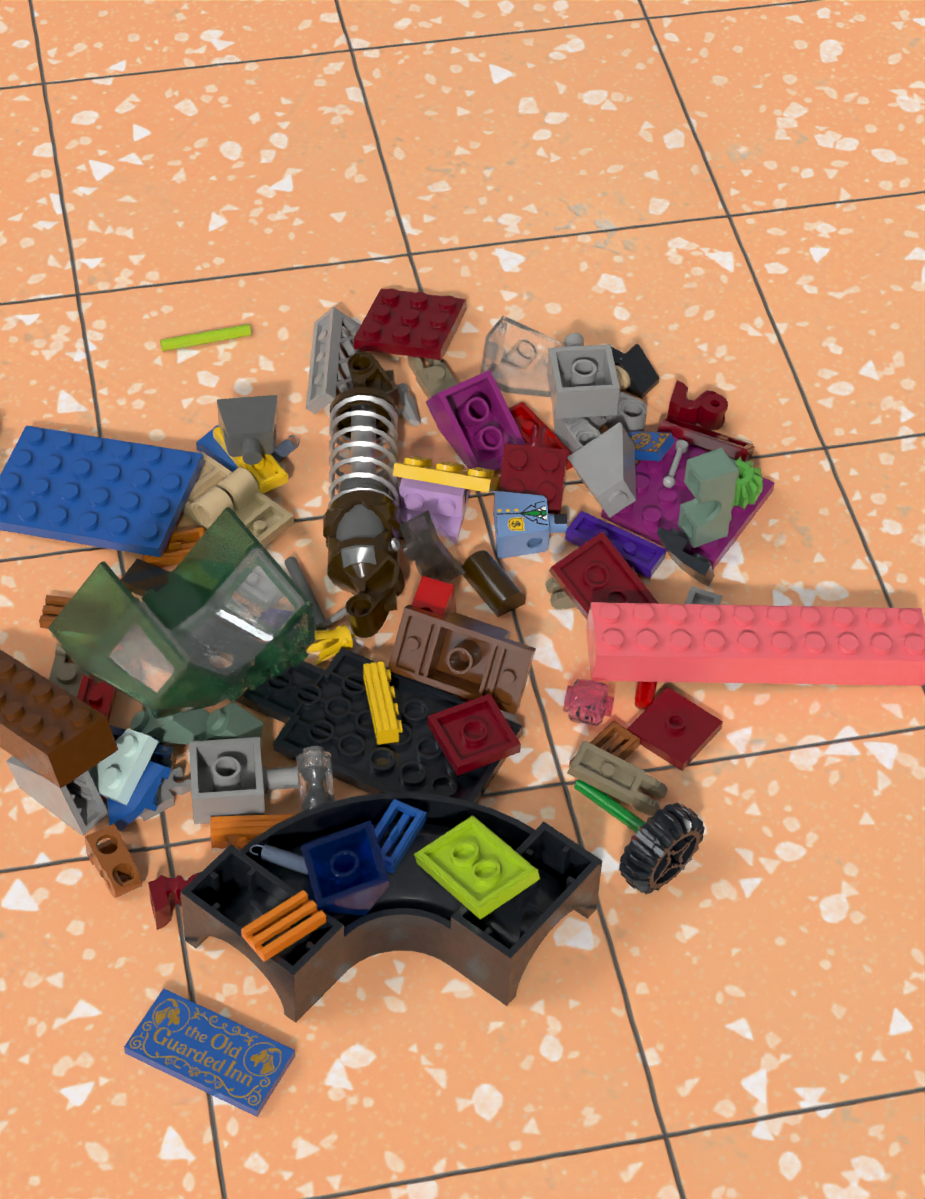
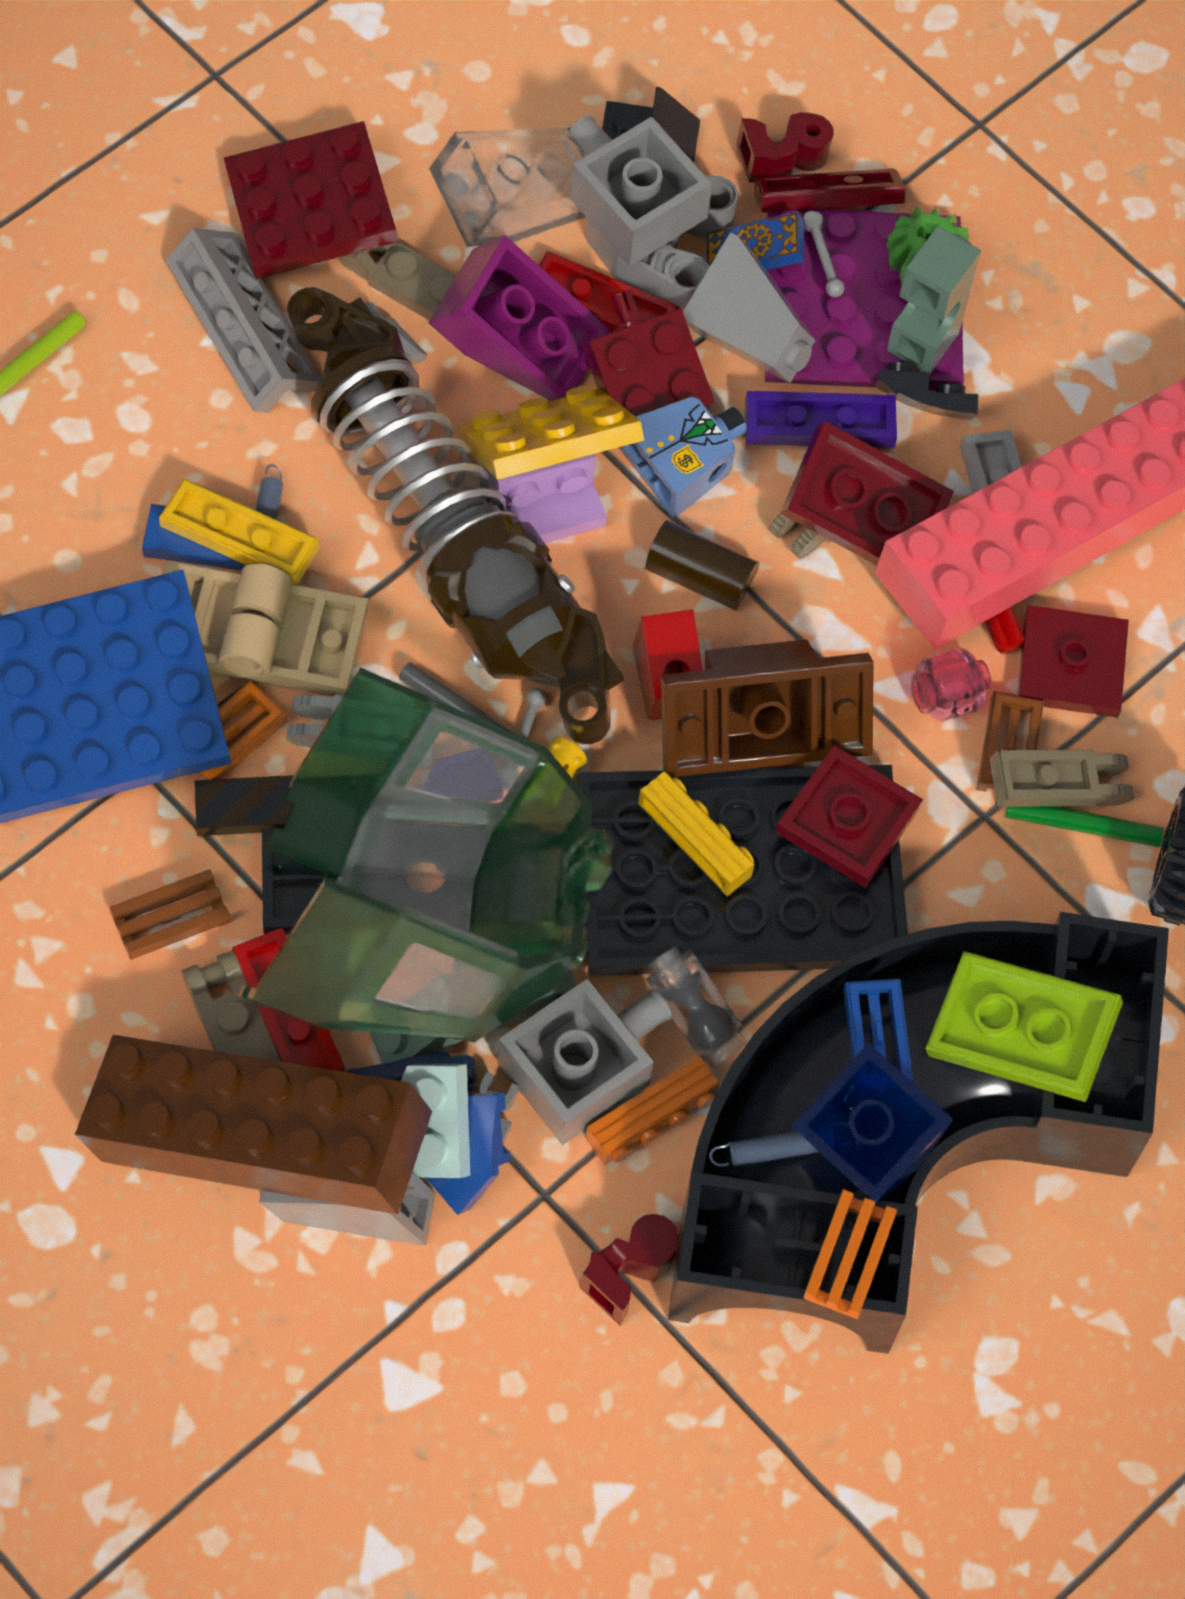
camera: 35 degrees left, 15 degrees up
(113, 861) = (506, 1266): dark orange leg -> none
(210, 1052) = (816, 1461): blue tile -> none
(249, 426) = (222, 493): dark grey torso -> none
(431, 548) = (604, 562): clear smoke brick -> none

